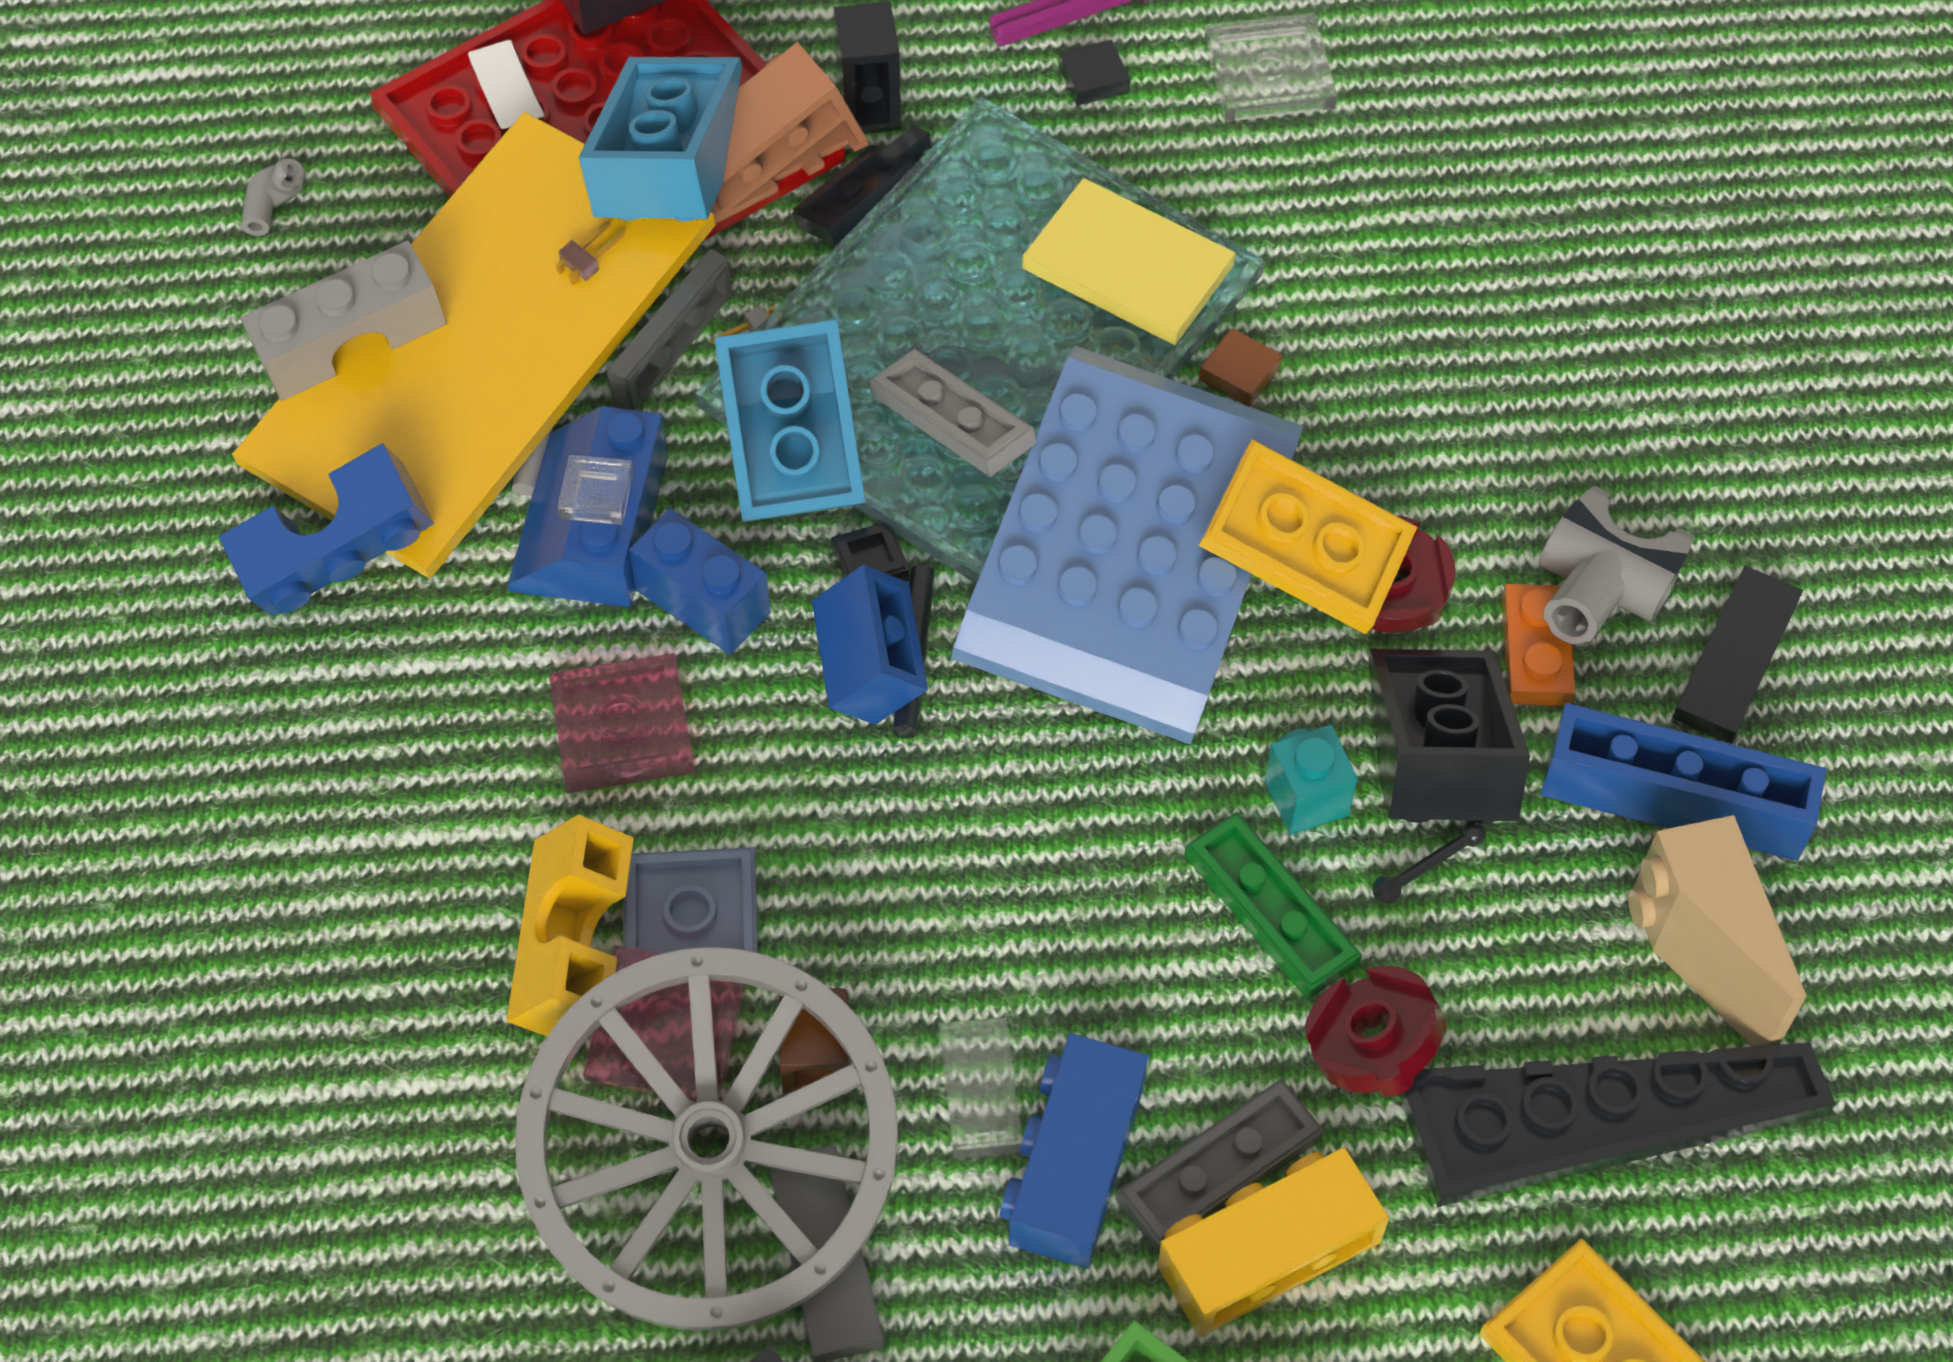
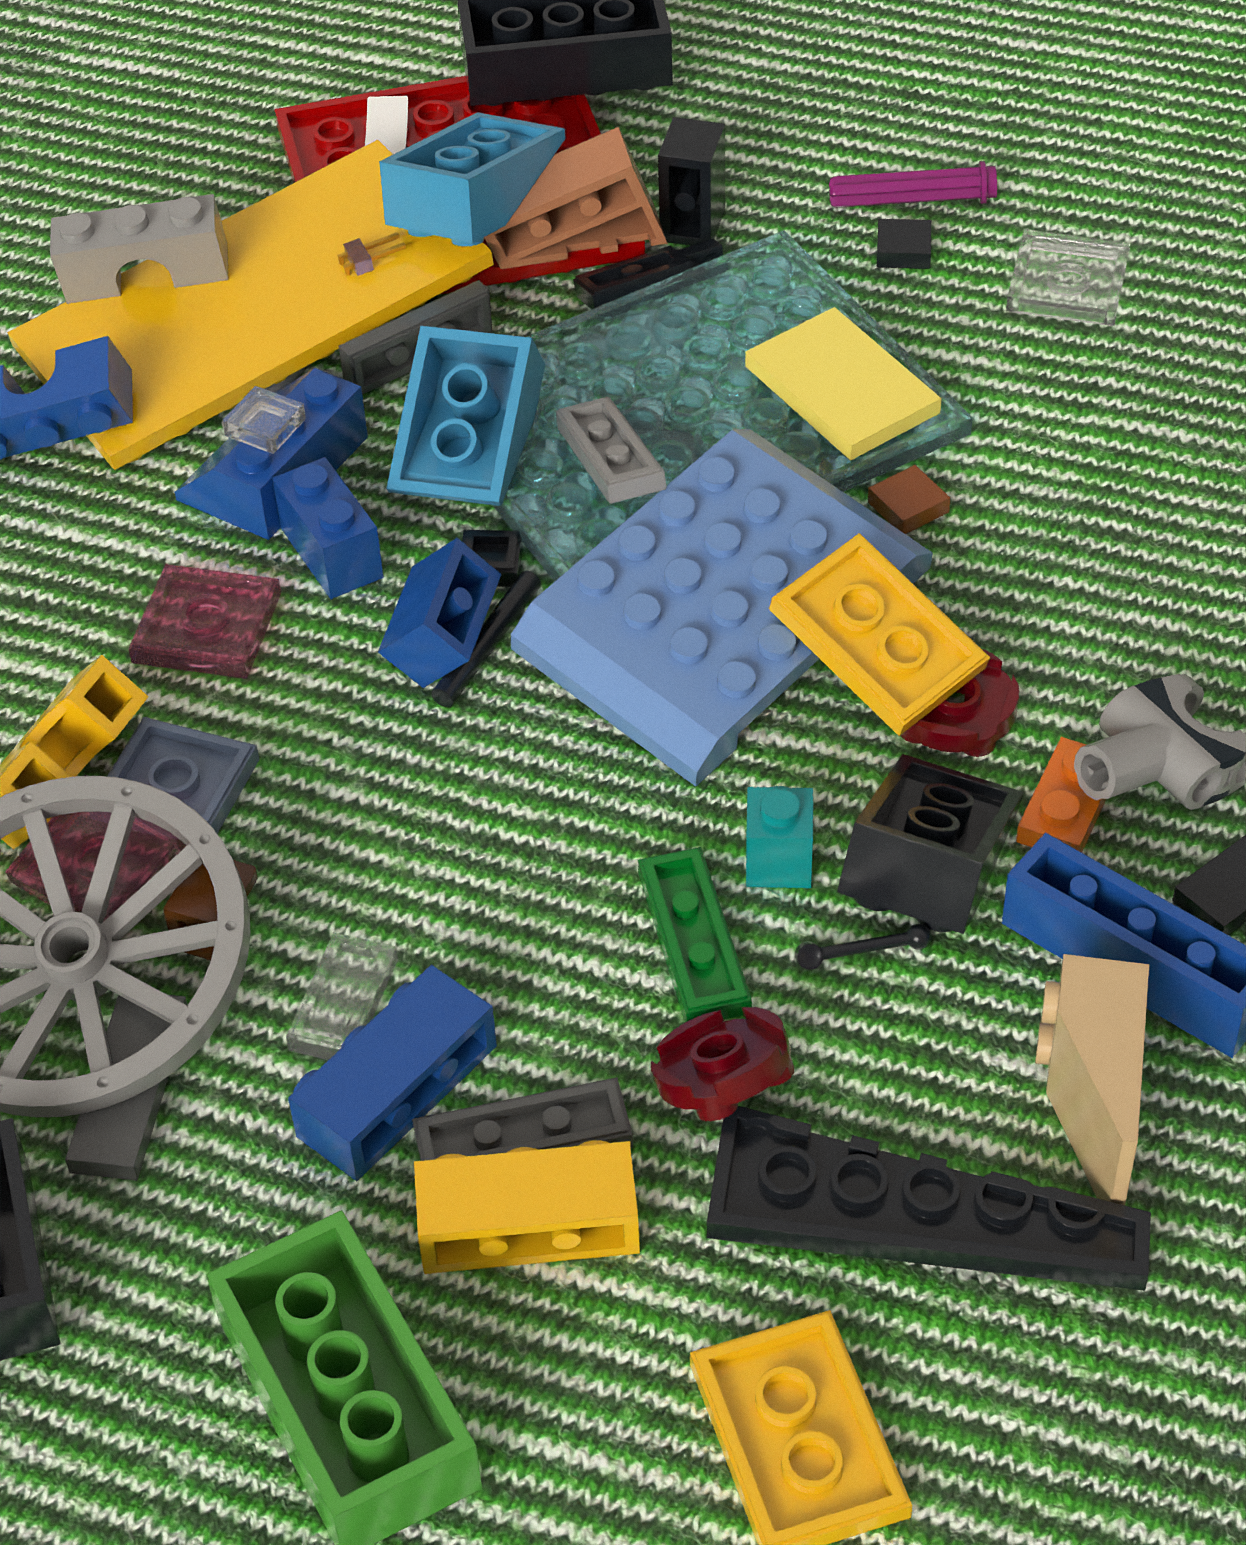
camera: 25 degrees right, 10 degrees down
(268, 191) = (155, 163): light grey arm -> none

